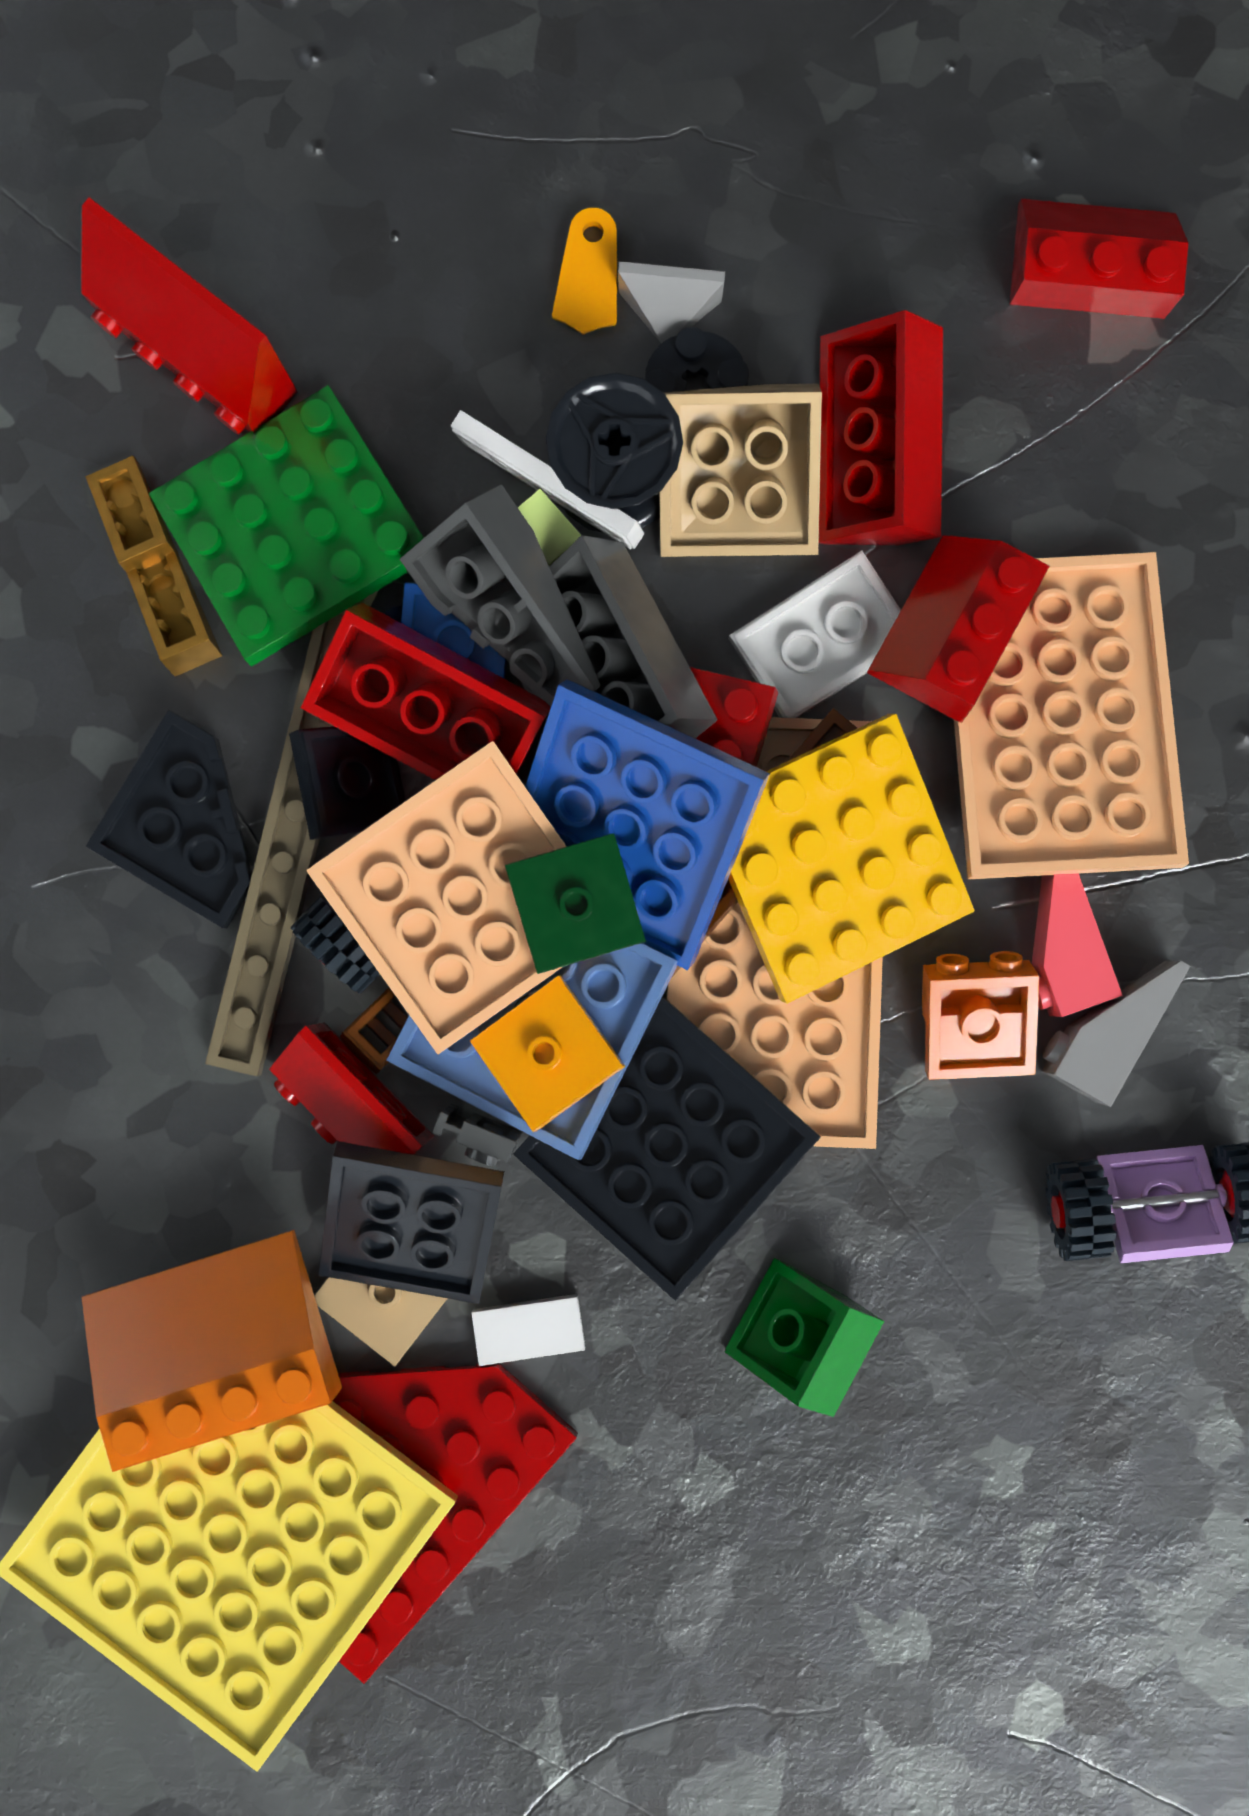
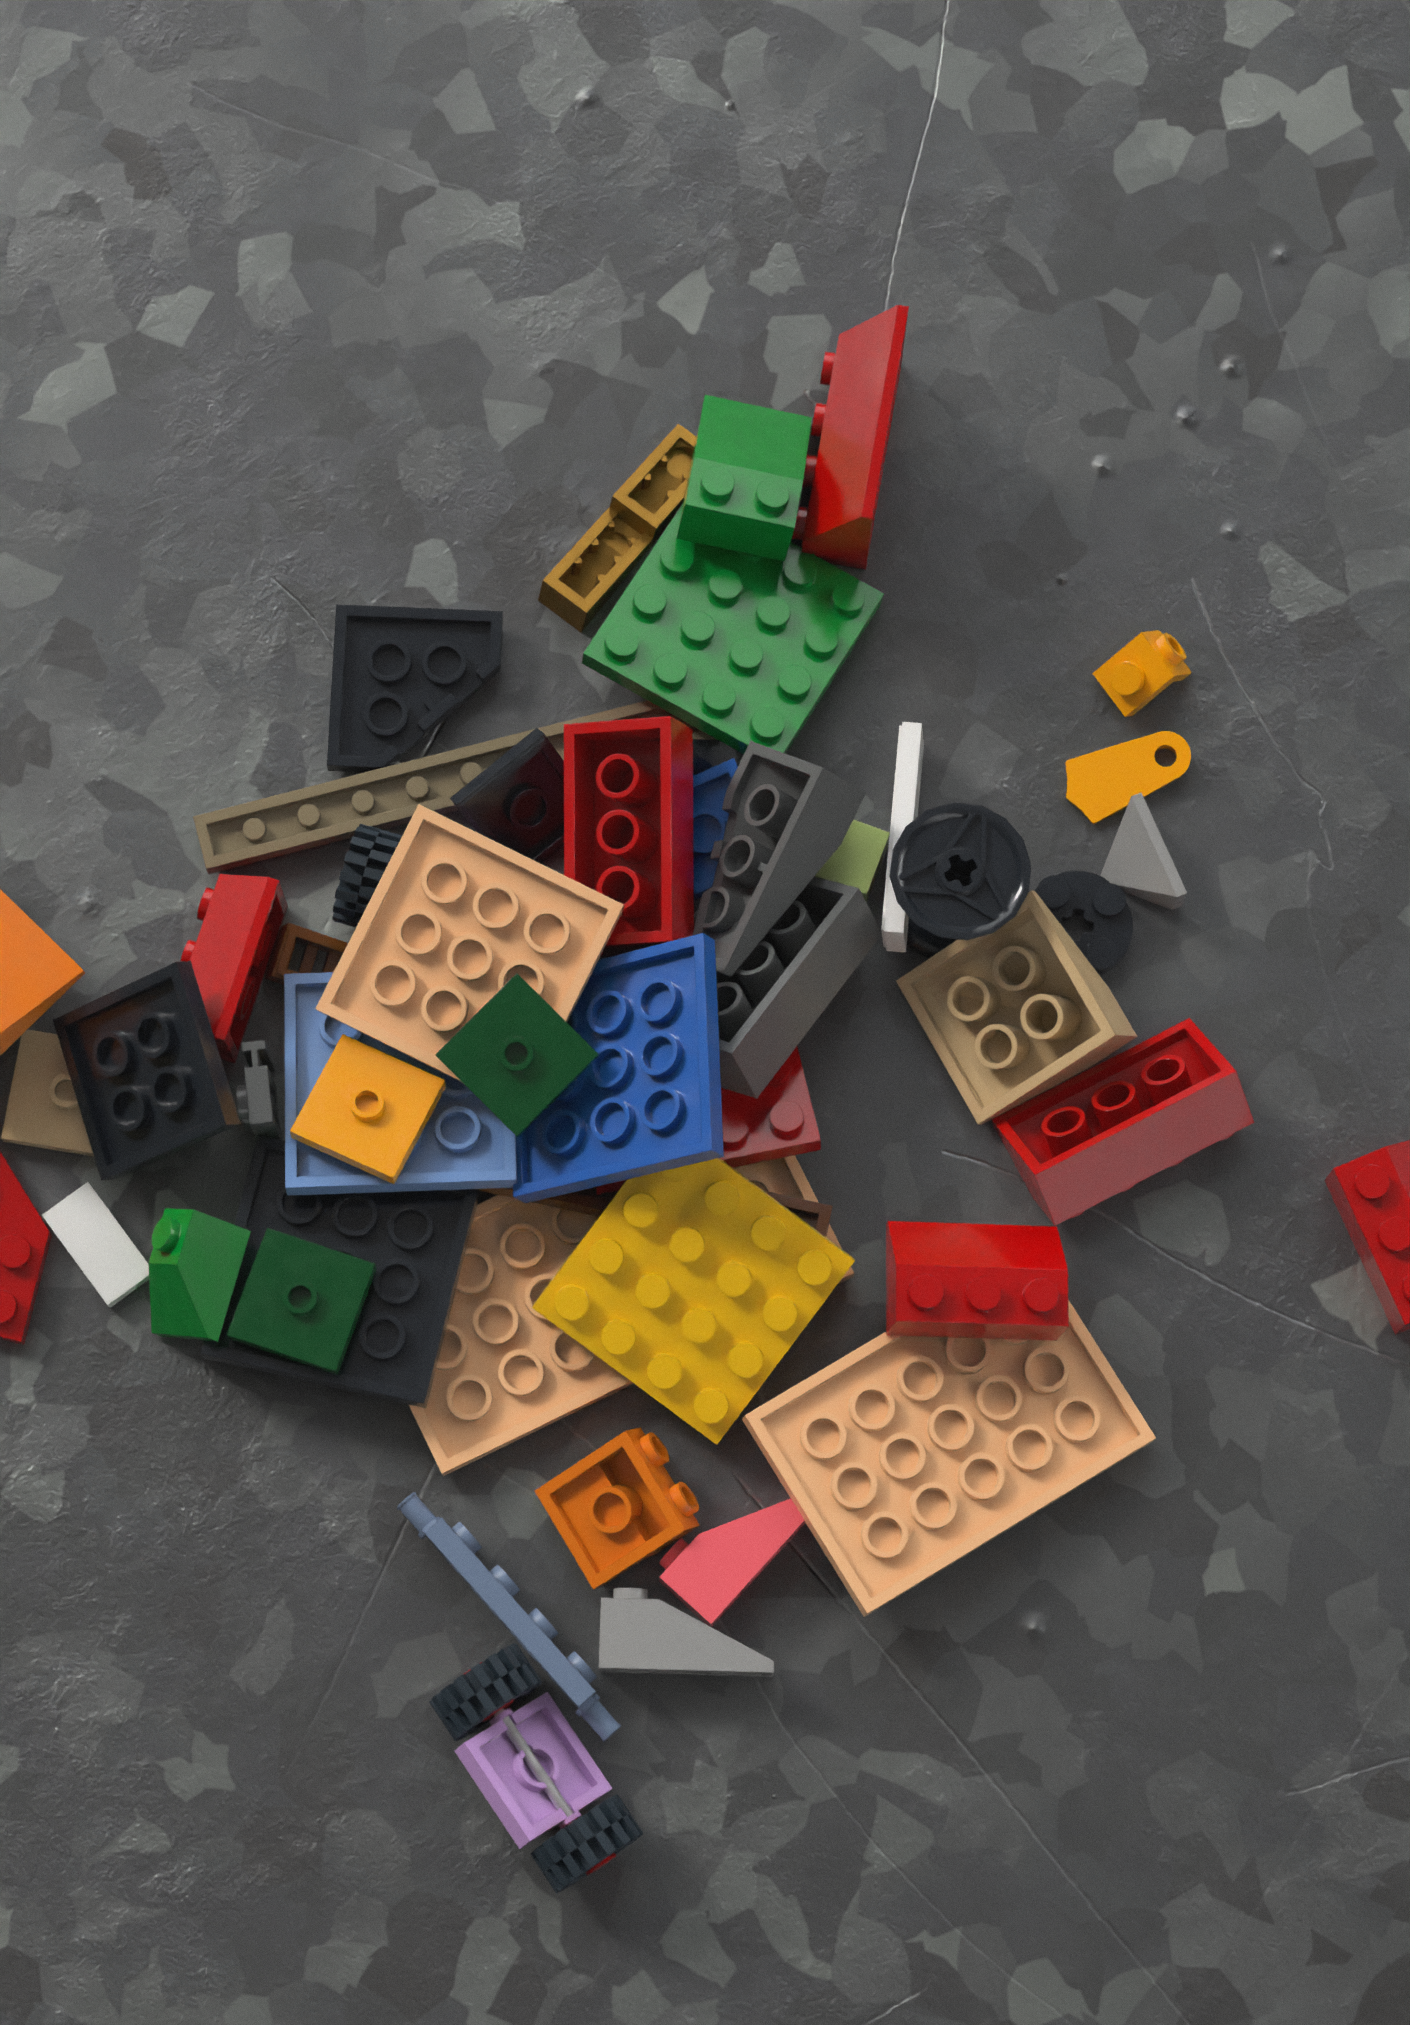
camera: 60 degrees right, 10 degrees down
(166, 442) = (745, 478): none -> green slope
(511, 209) = (1142, 670): none -> light orange bracket
(604, 1270) = (193, 1273): none -> green slope
(679, 1194) = (302, 1301): none -> dark green plate
(803, 1338) = (226, 1503): green slope -> none
(819, 636) = (899, 1165): white tile -> none
(1041, 1145) = (530, 1629): none -> sand blue plate

